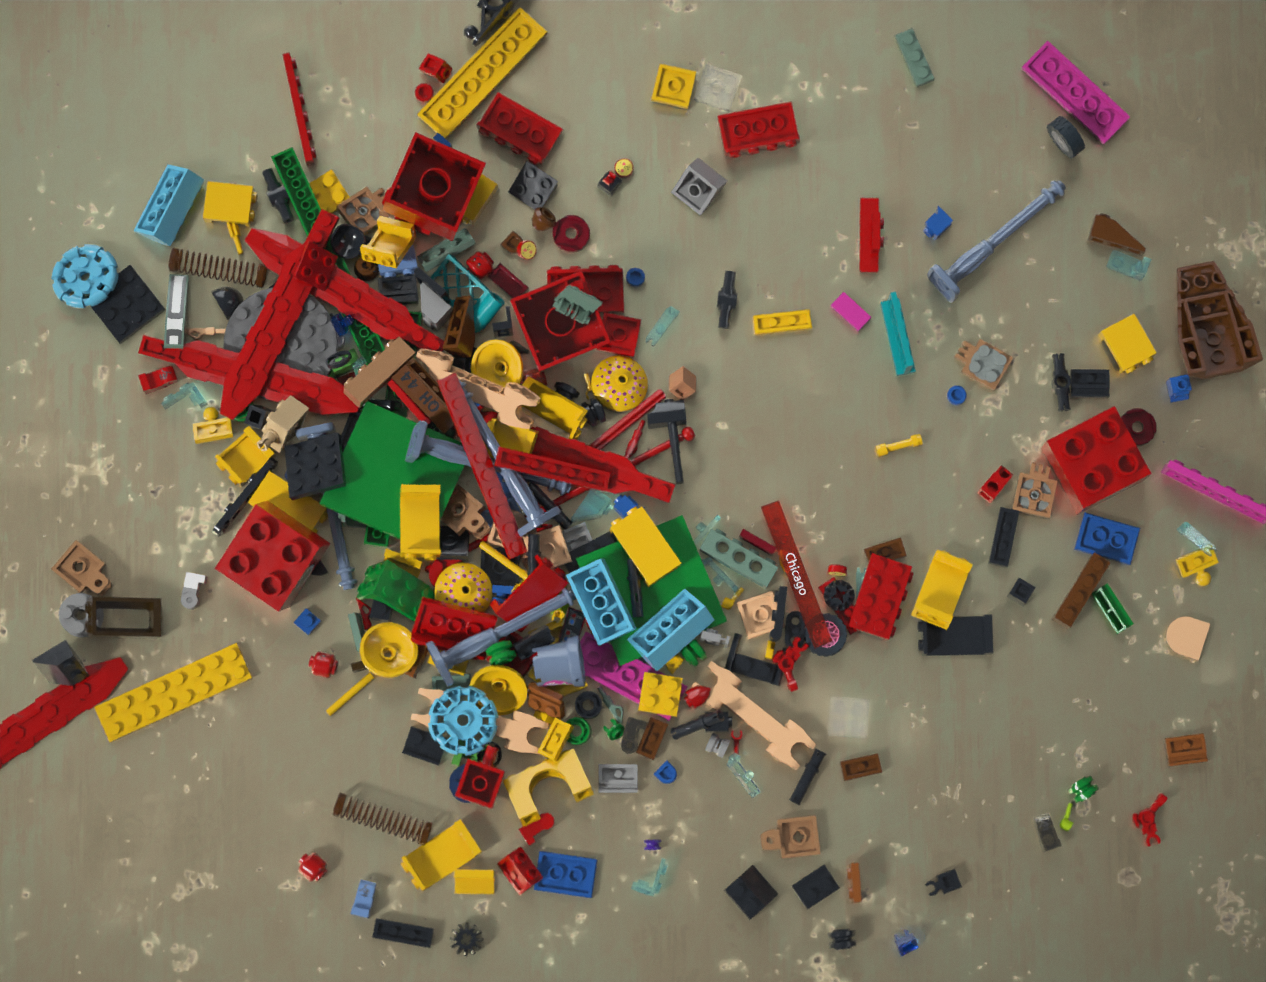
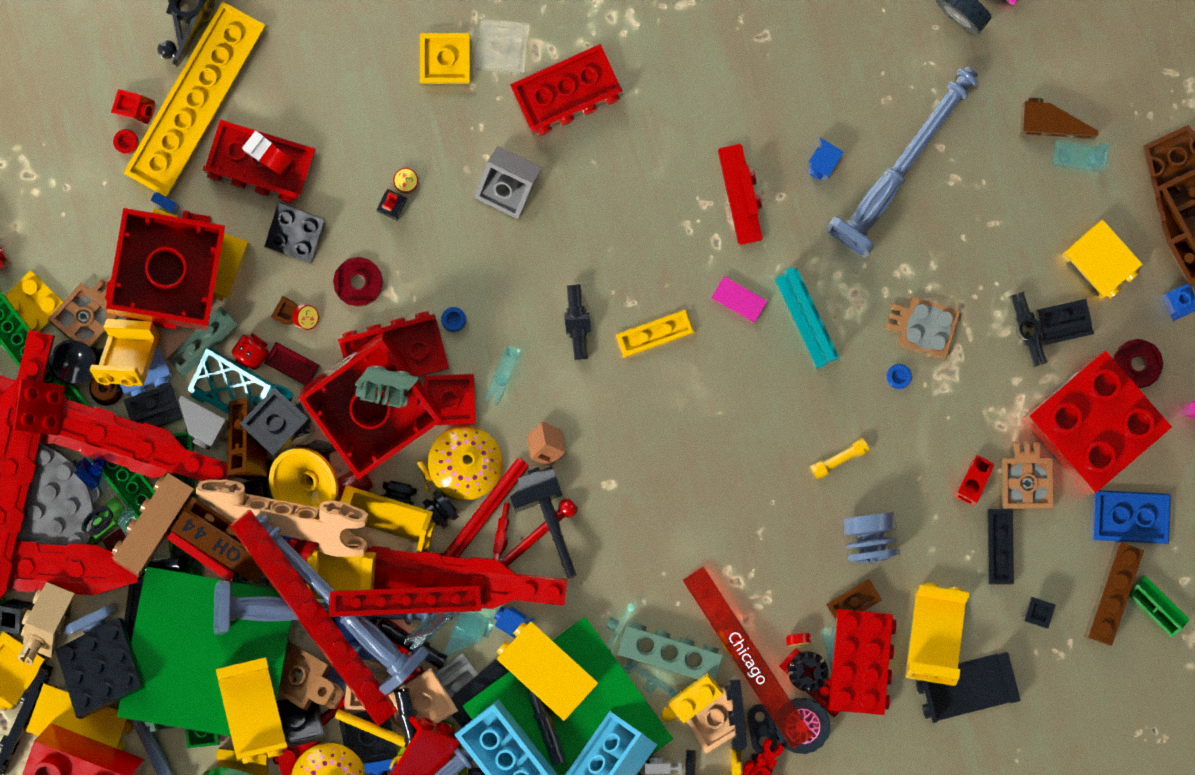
camera: 10 degrees left, 5 degrees up
(421, 277) = (194, 397): black tile -> none
(487, 316) = (275, 422): none -> black plate
(526, 123) = (267, 153): none -> leg
(543, 219) = (317, 272): reddish brown cone -> none
(564, 495) = (427, 629): none -> clear light blue piece
(751, 594) = (695, 697): none -> yellow plate
(757, 542) = (688, 627): dark red tile -> none
(909, 505) = (871, 537): none -> sand blue wheel

